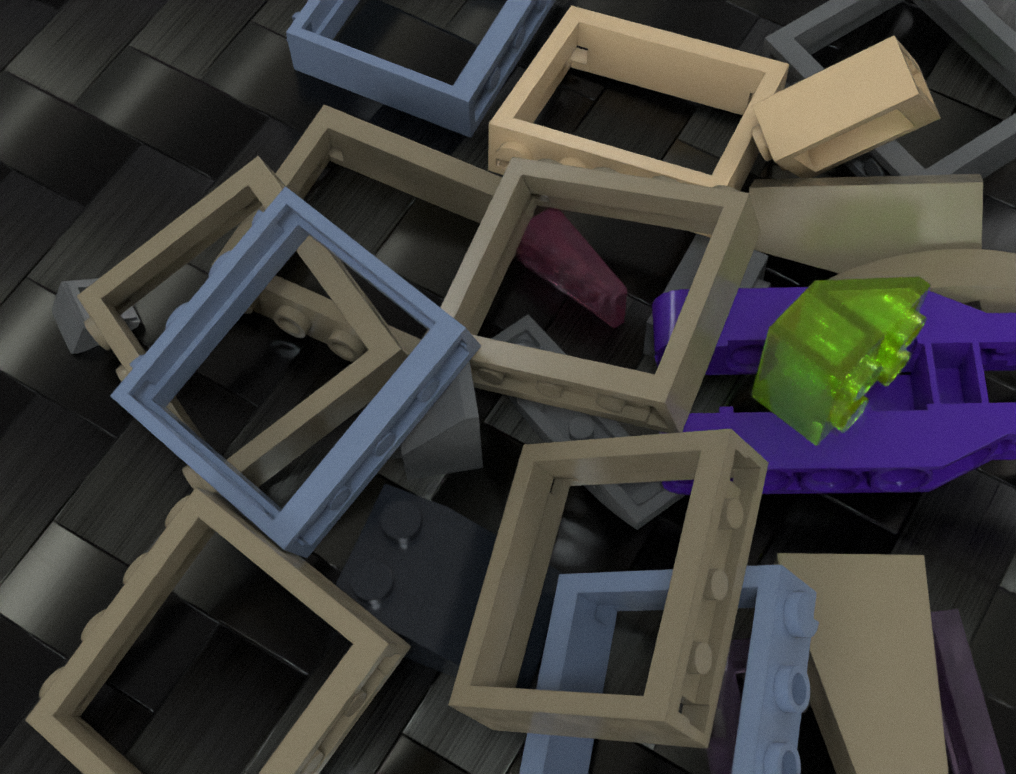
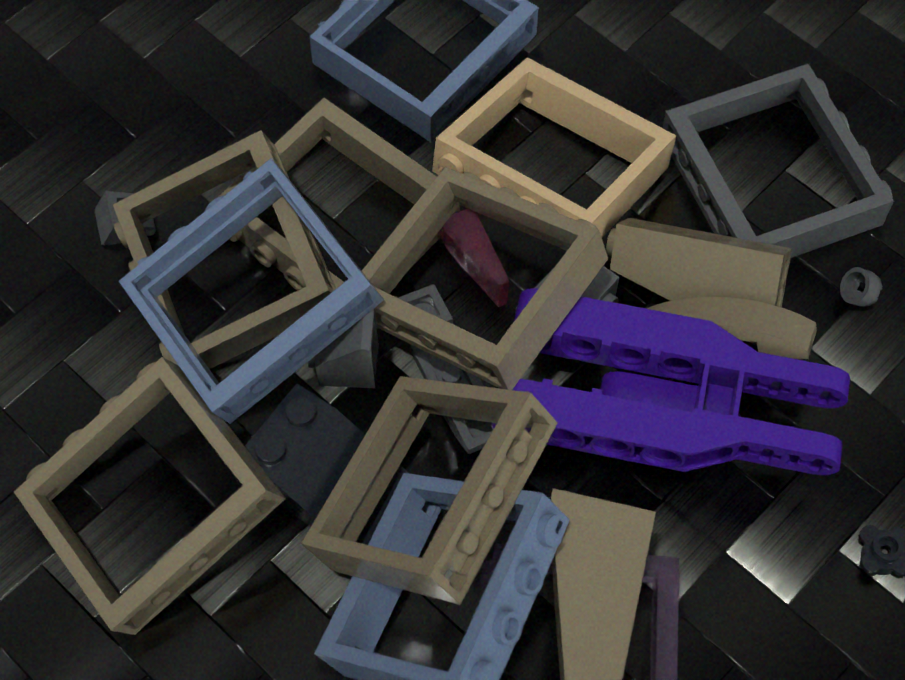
camera: 10 degrees right, 0 degrees up
(836, 348) = (628, 354): clear neon green slope -> none
(844, 110) = (700, 181): tan window -> none

